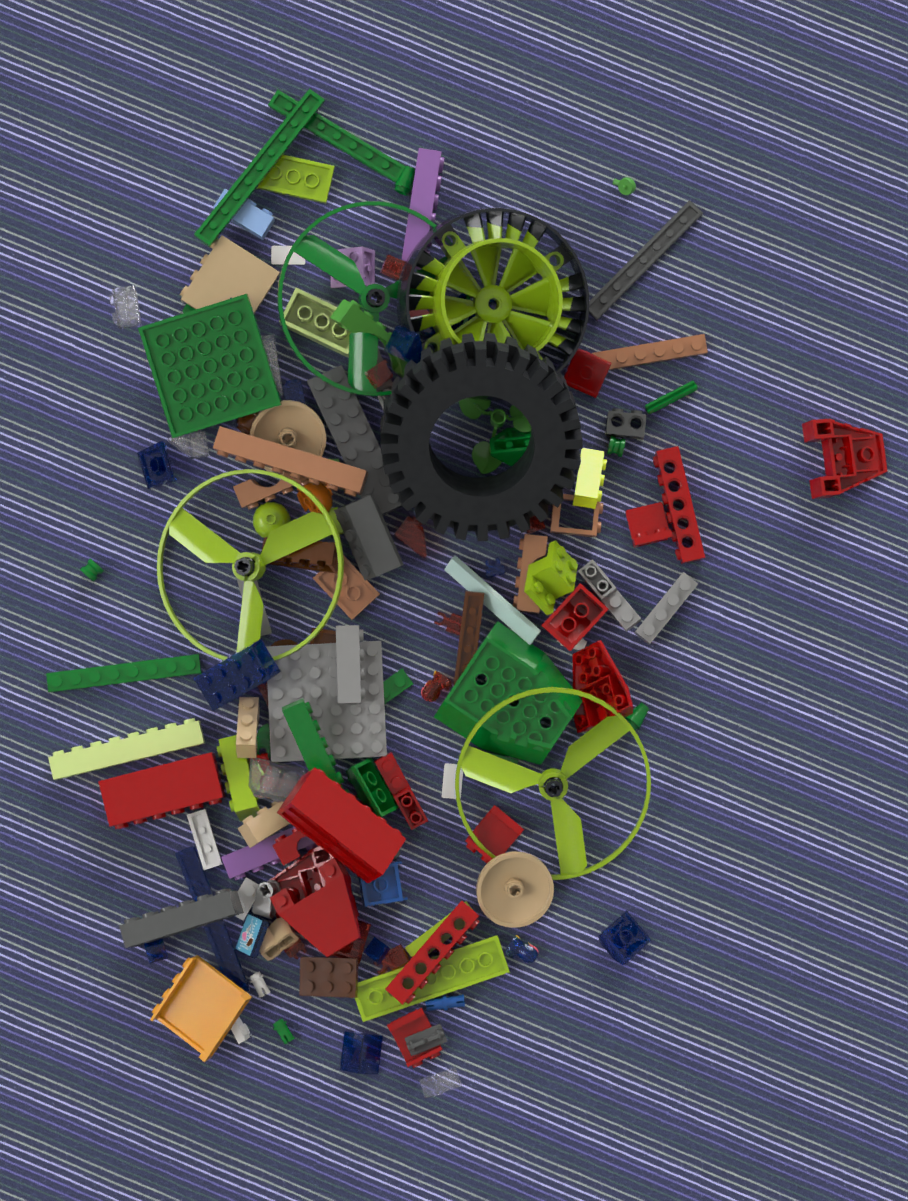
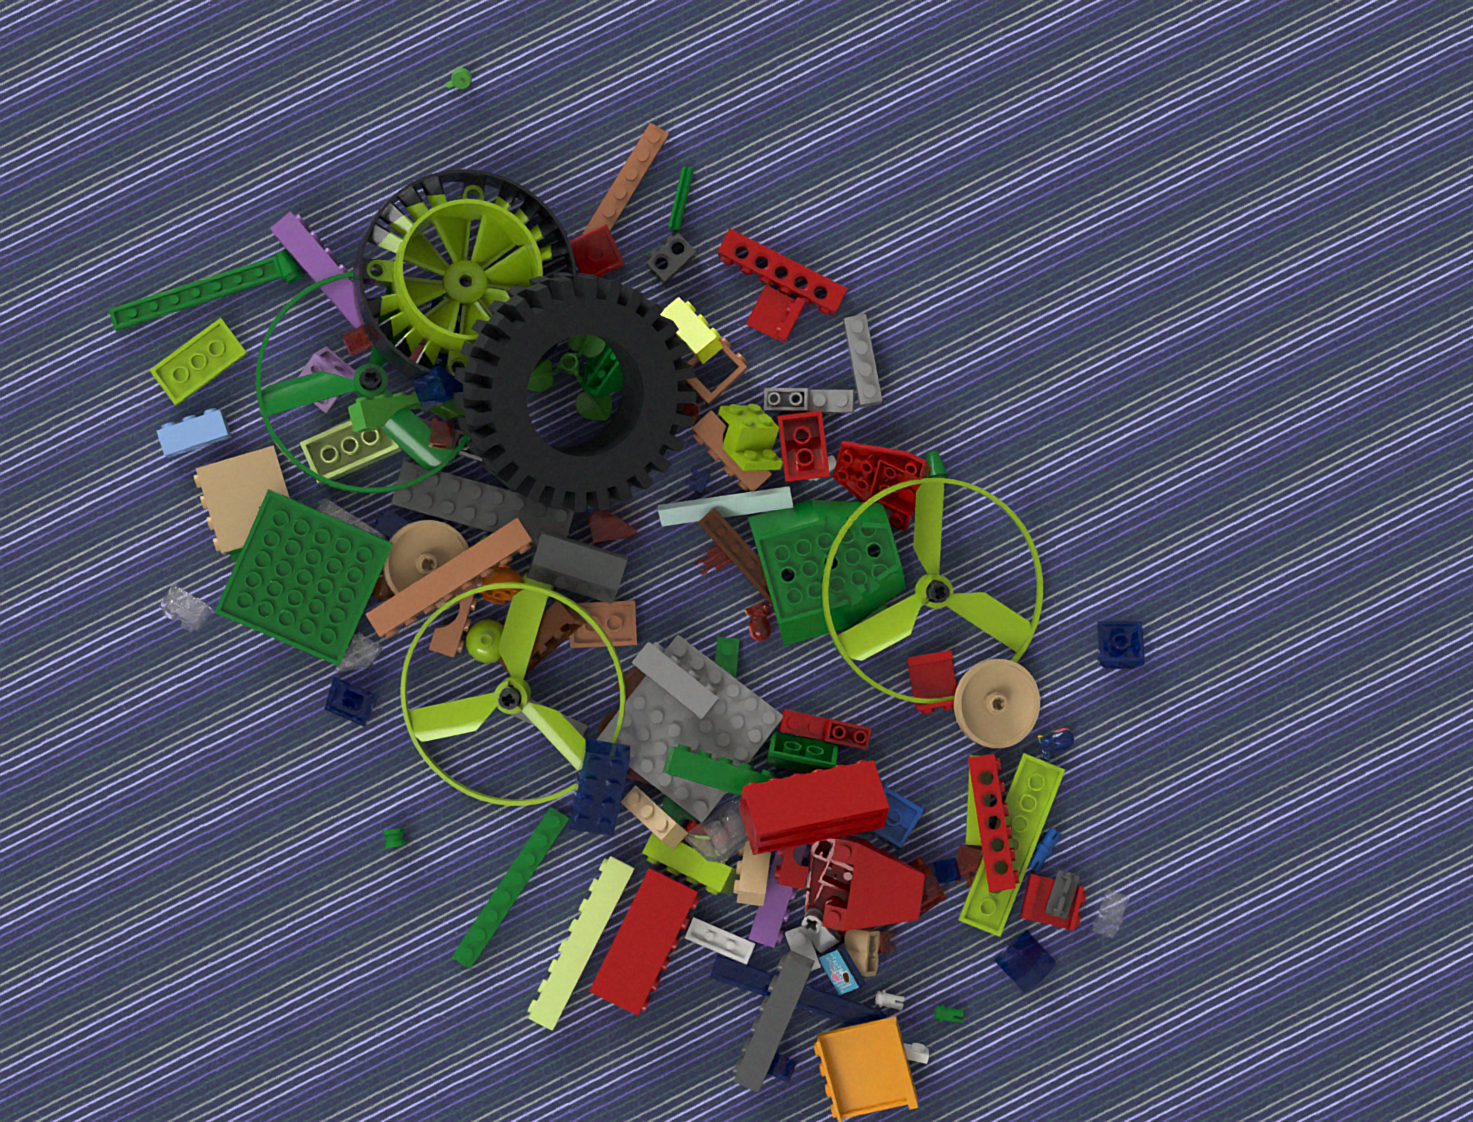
camera: 50 degrees left, 0 degrees up
(259, 168) = (165, 384): green plate -> none
(279, 254) = (257, 430): white sticker -> none
(328, 977) = (935, 933): reddish brown plate -> none
(448, 787) = (852, 679): white sticker -> none
(616, 446) = (683, 282): green wheel -> none
(644, 259) = (539, 118): dark grey tile -> none
(848, 453) = (864, 88): red wedge -> none

